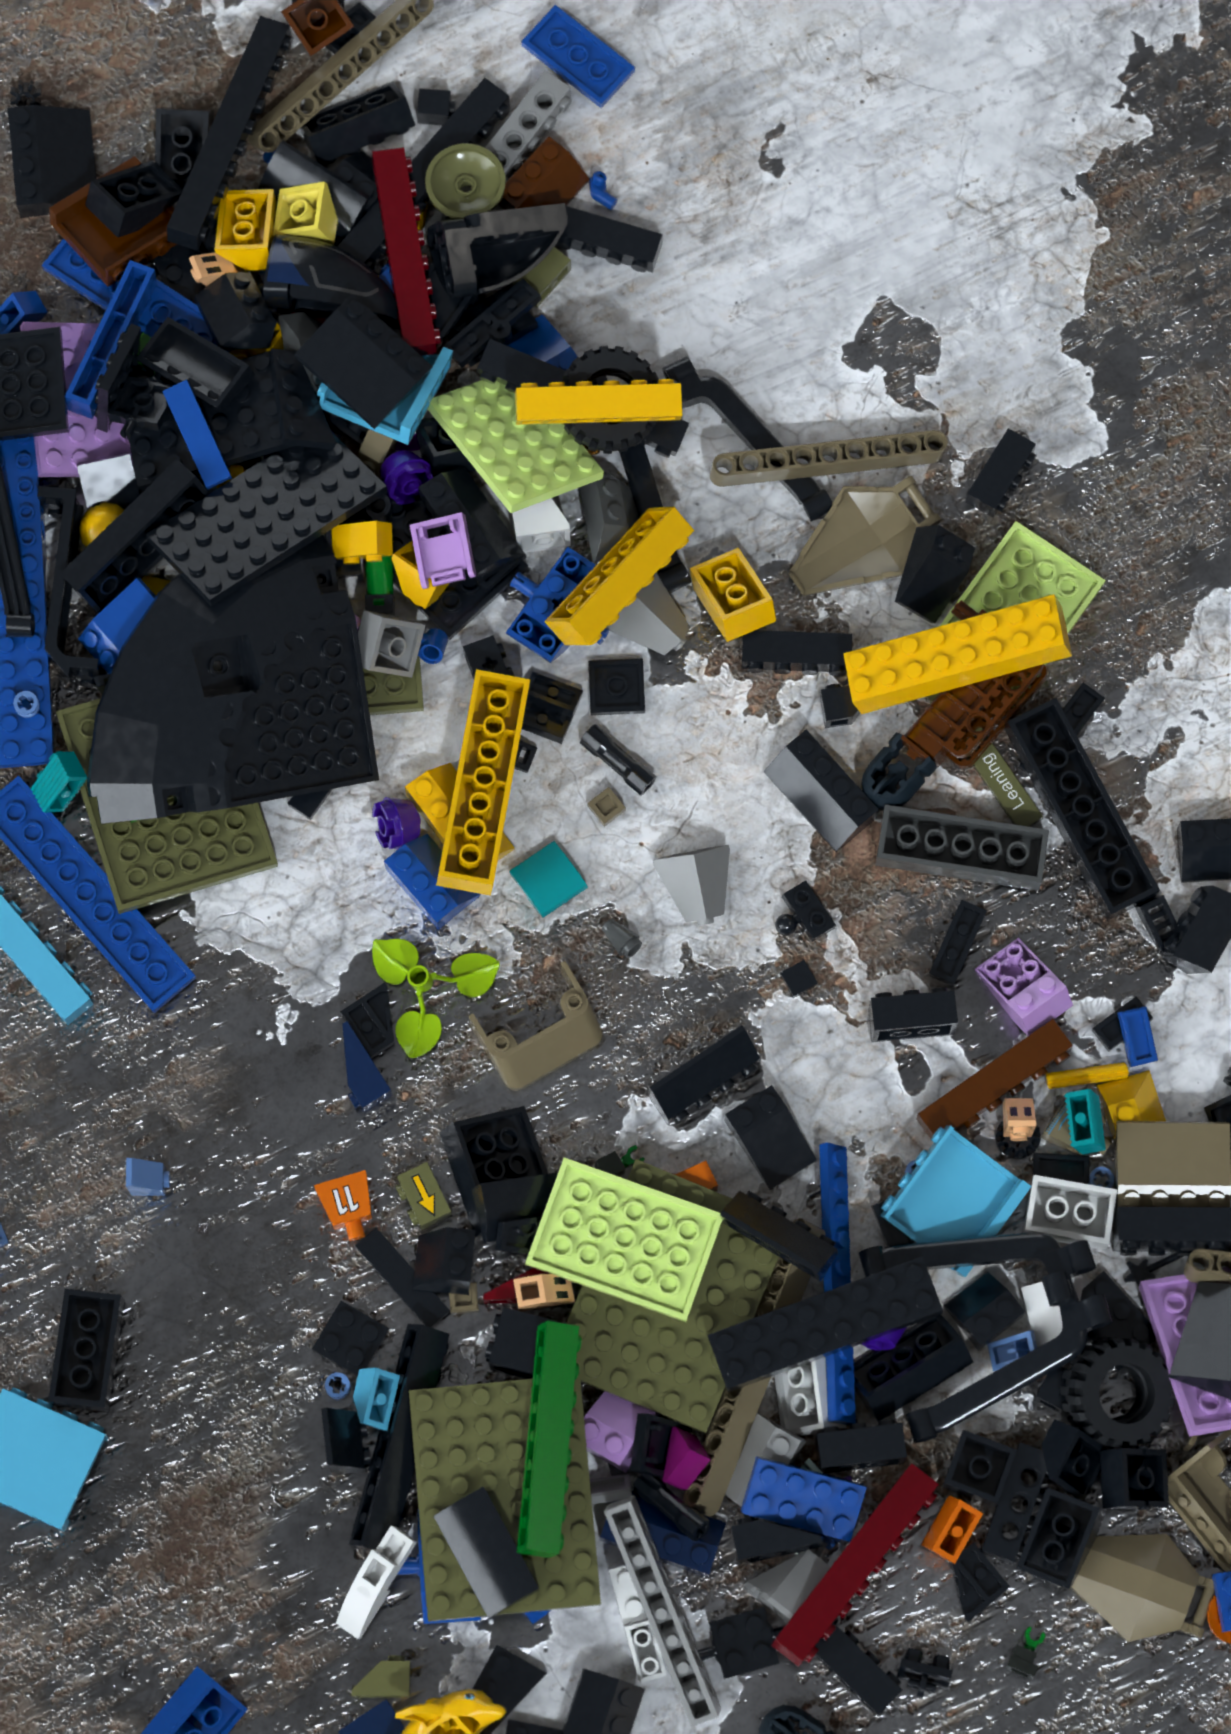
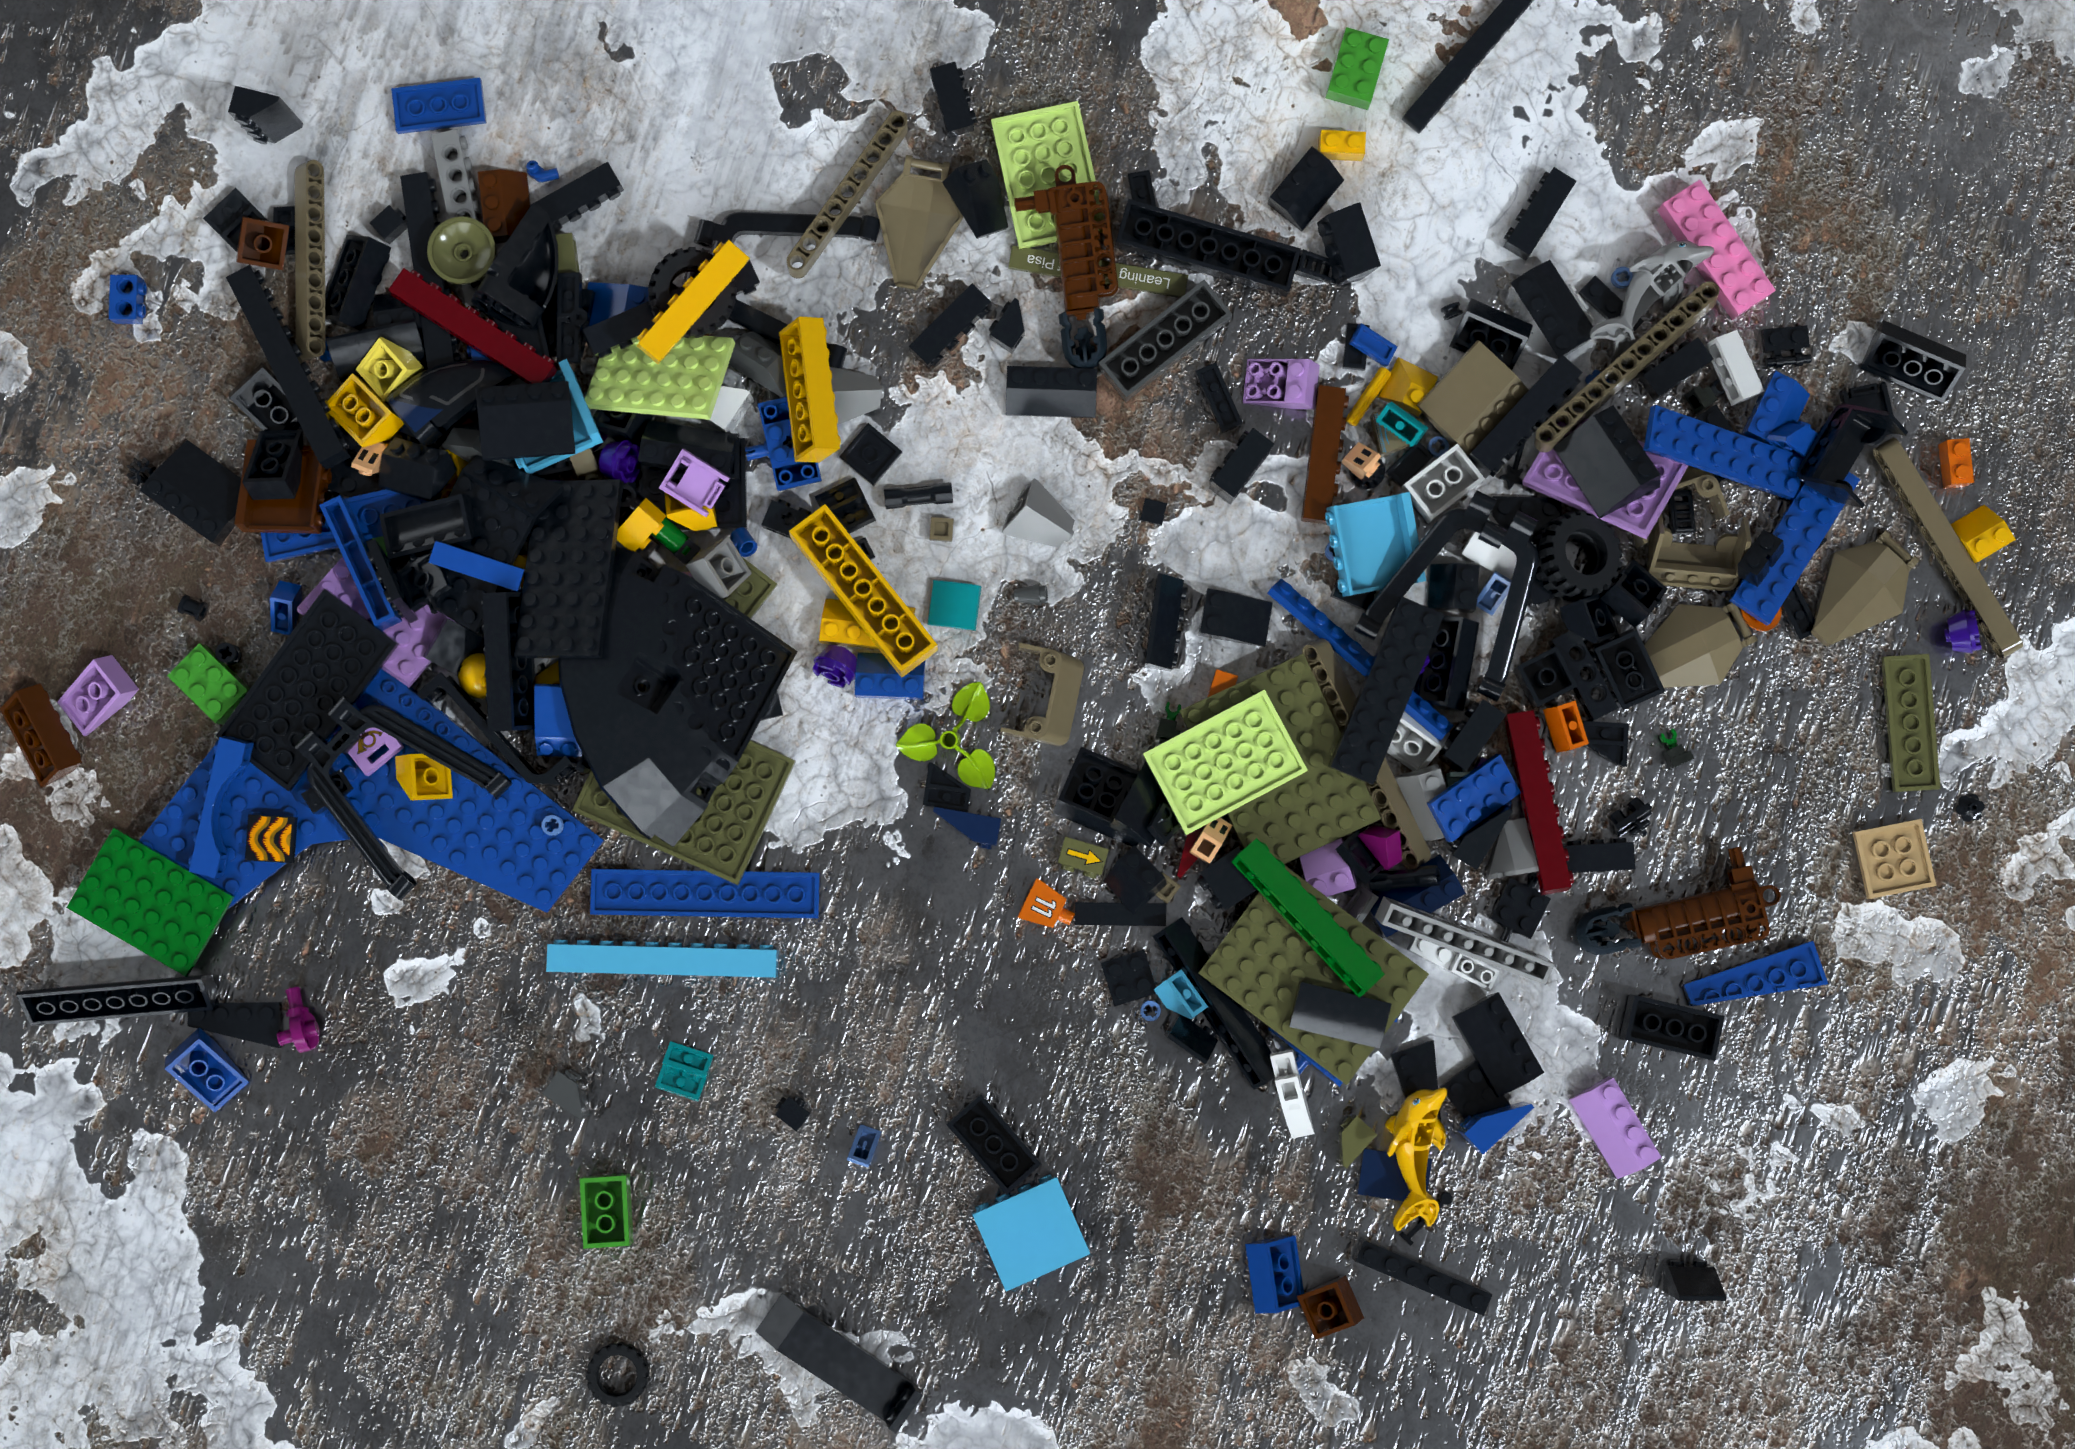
camera: 50 degrees left, 10 degrees up
(59, 782) = (619, 848): teal brick -> none
(146, 1177) = (920, 1013): medium blue slope -> none
(732, 594) = (881, 331): yellow brick -> none
(779, 1235) = (1308, 668): black slope -> none
(806, 911) = (1117, 469): black plate -> none
(957, 654) = (1051, 232): yellow brick -> none

